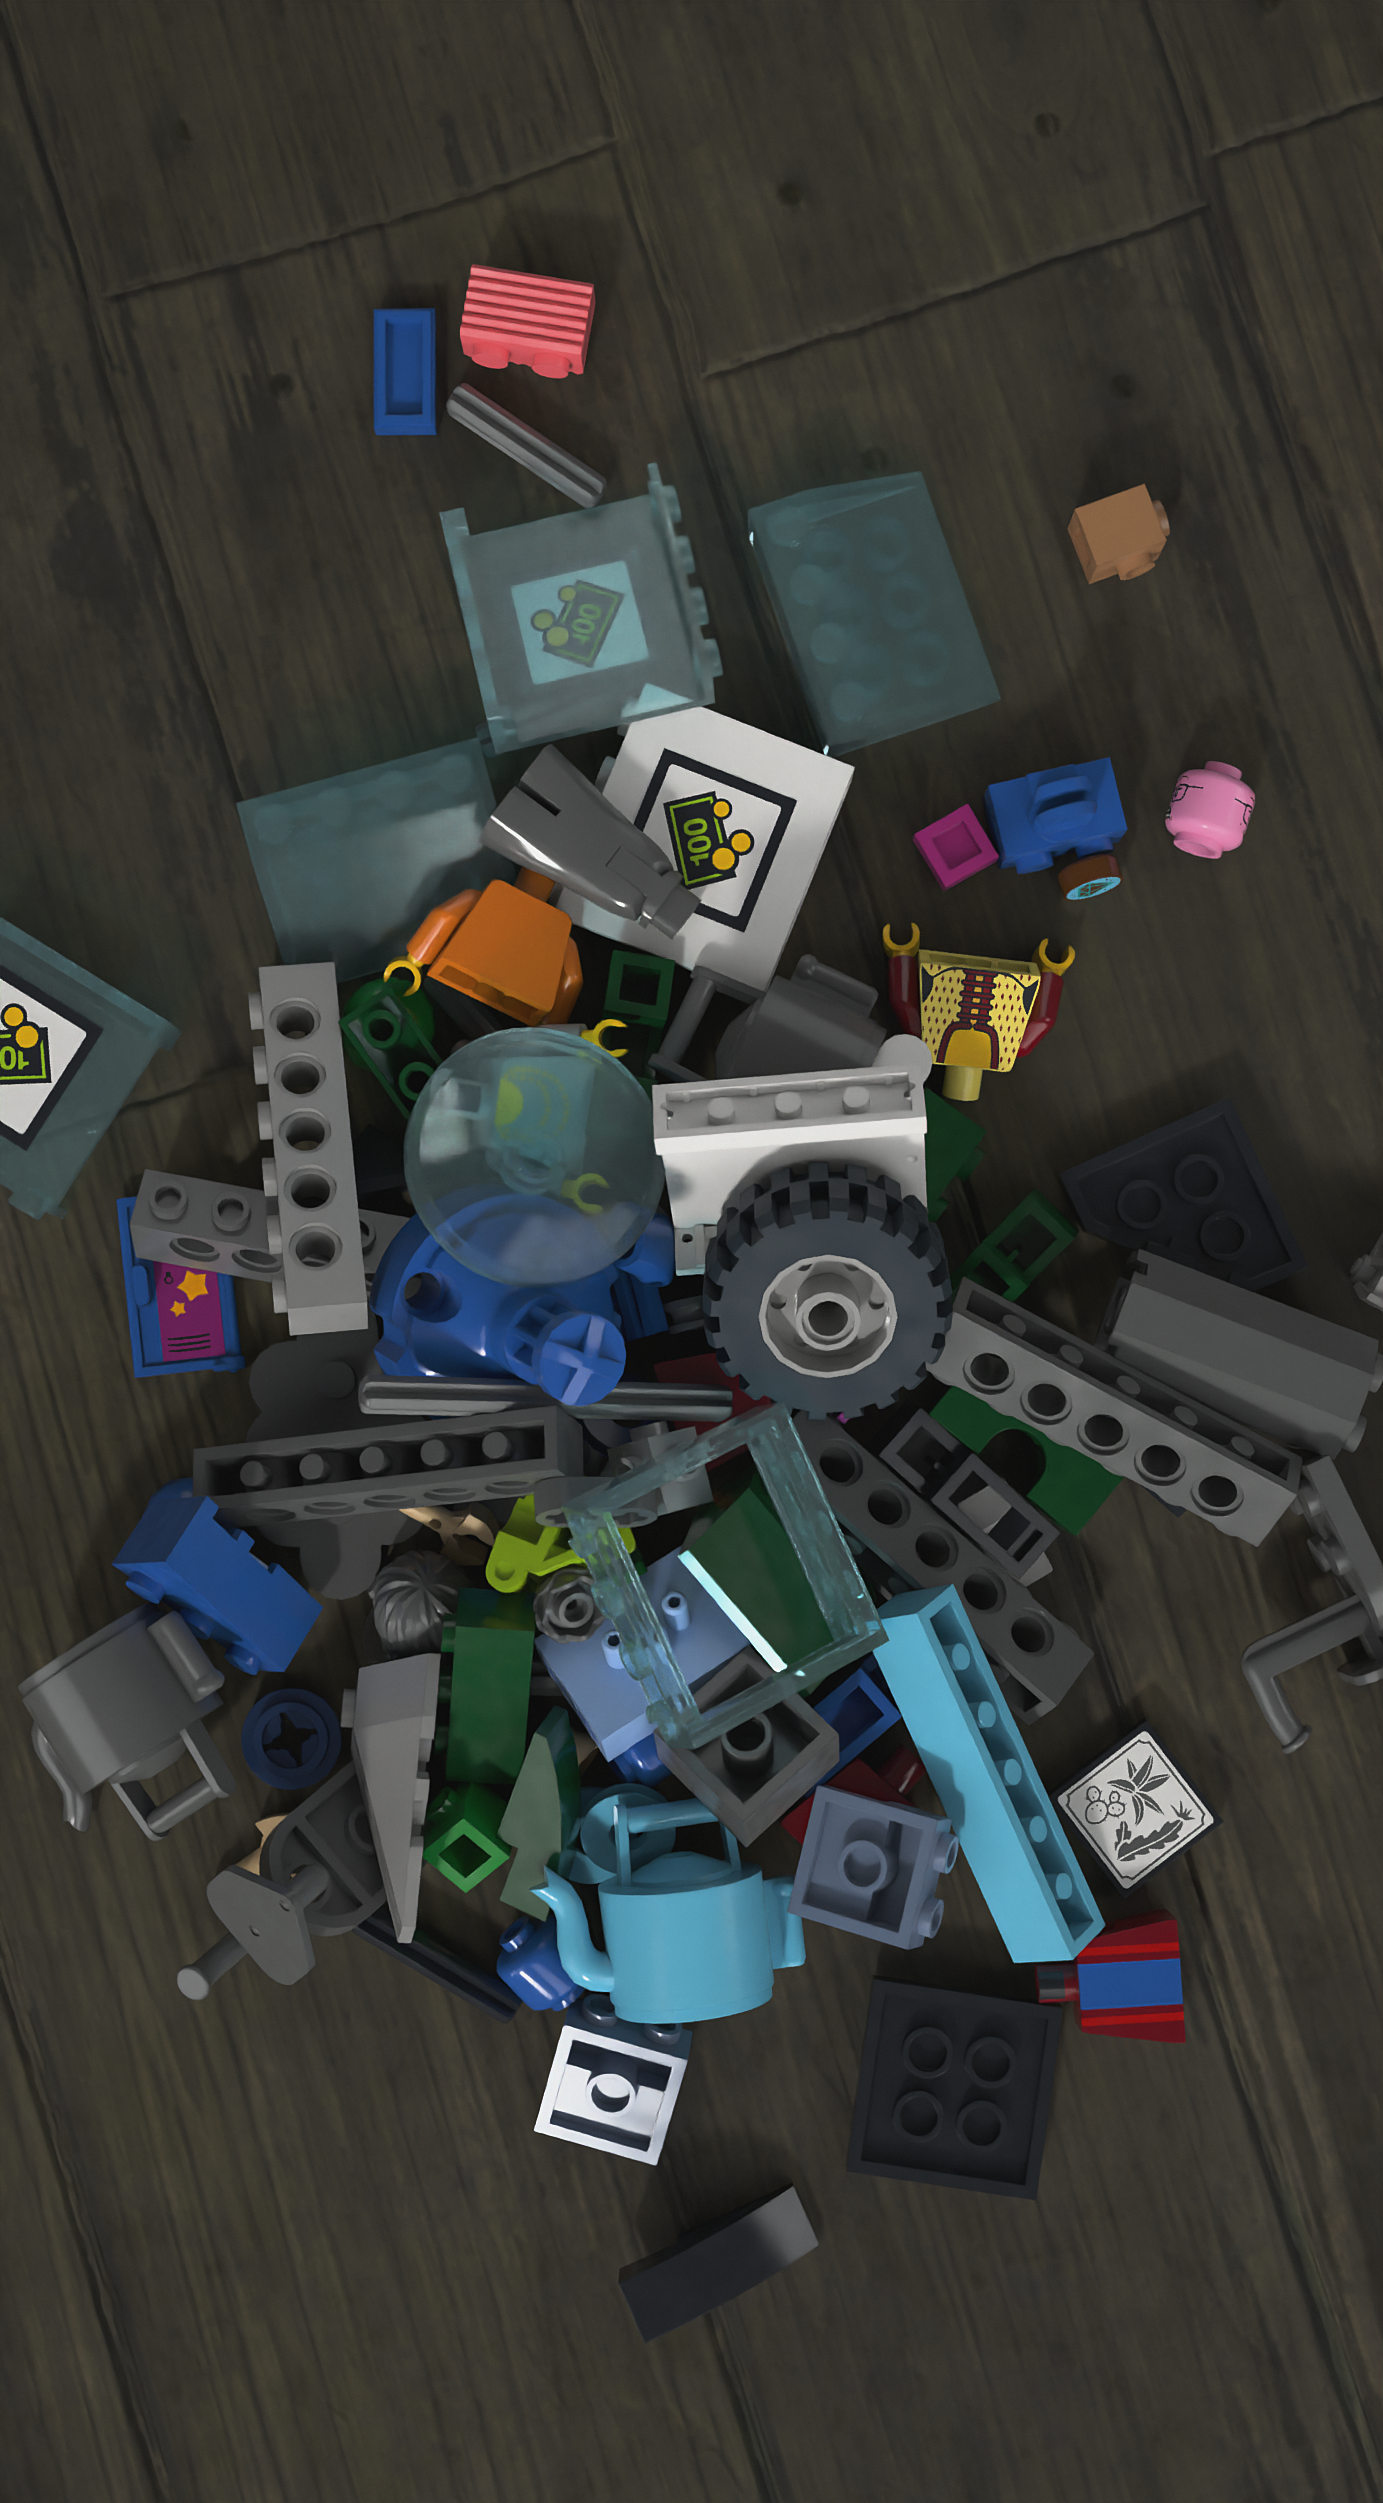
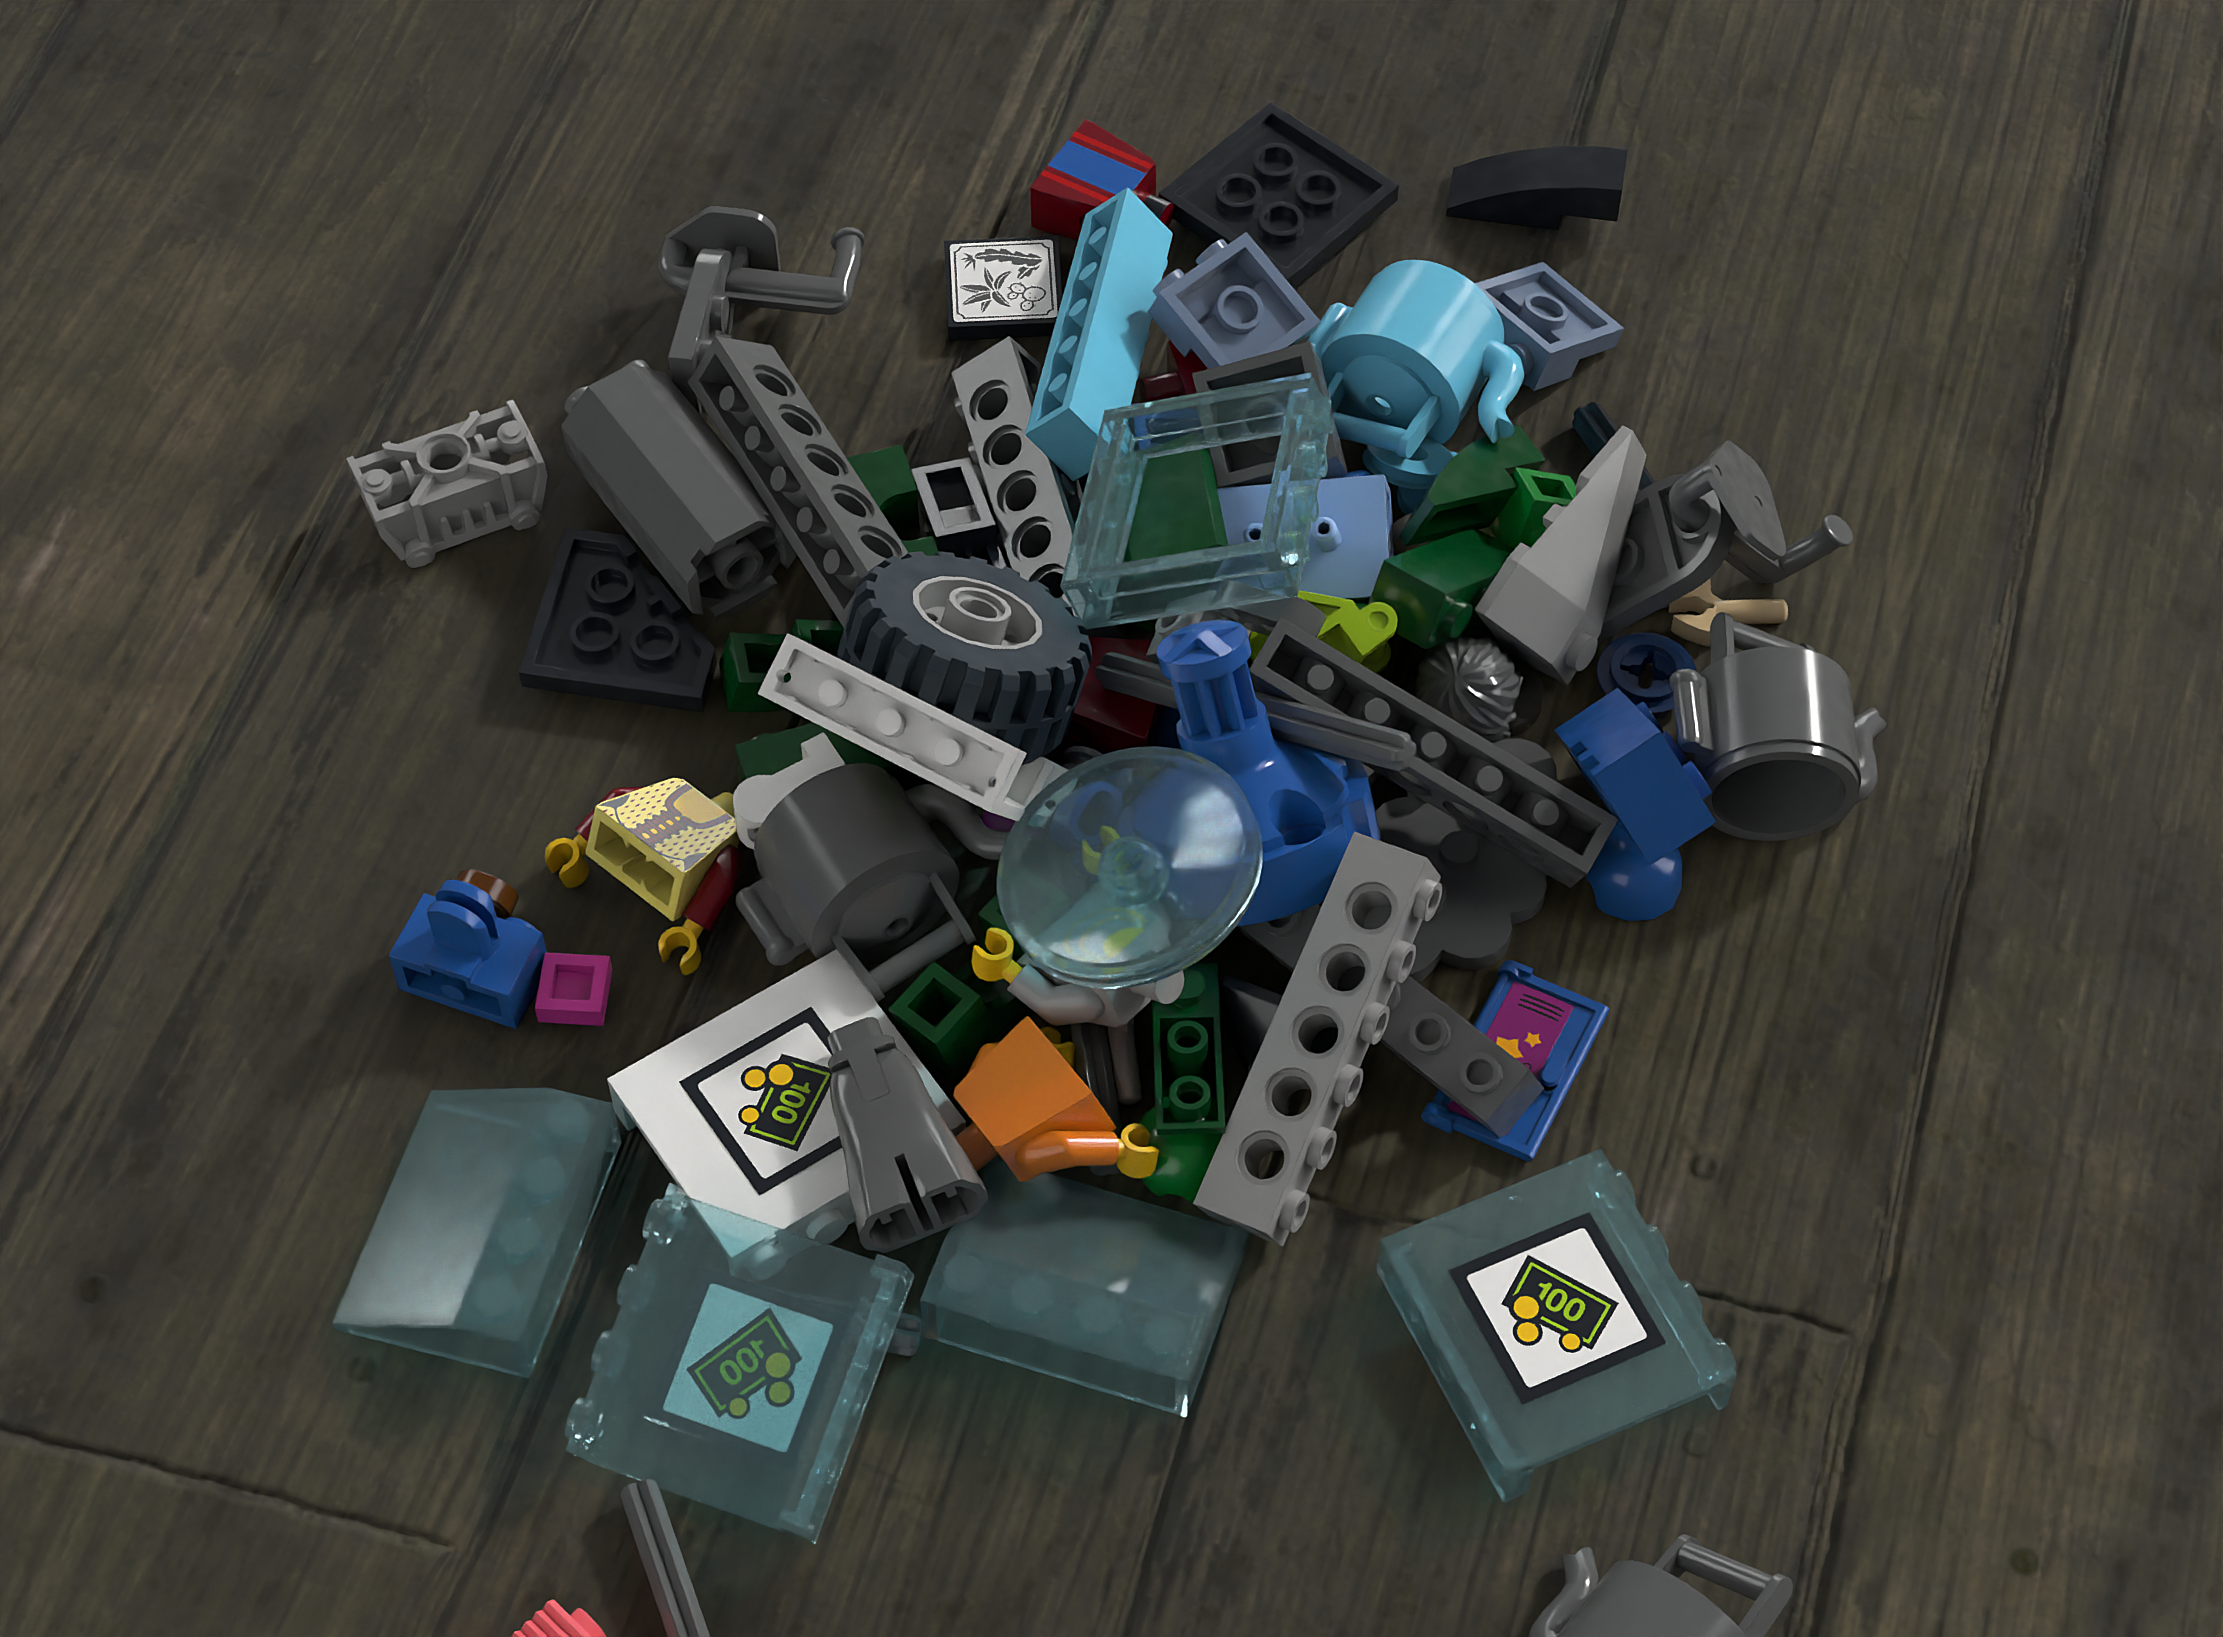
camera: 150 degrees left, 30 degrees down
(533, 1965) = (1547, 416): blue head -> none
(563, 1622) = (1343, 581): dark grey plate -> none
(1119, 534) = (215, 1145): medium nougat brick -> none
(1210, 810) = (341, 887): bright pink head -> none

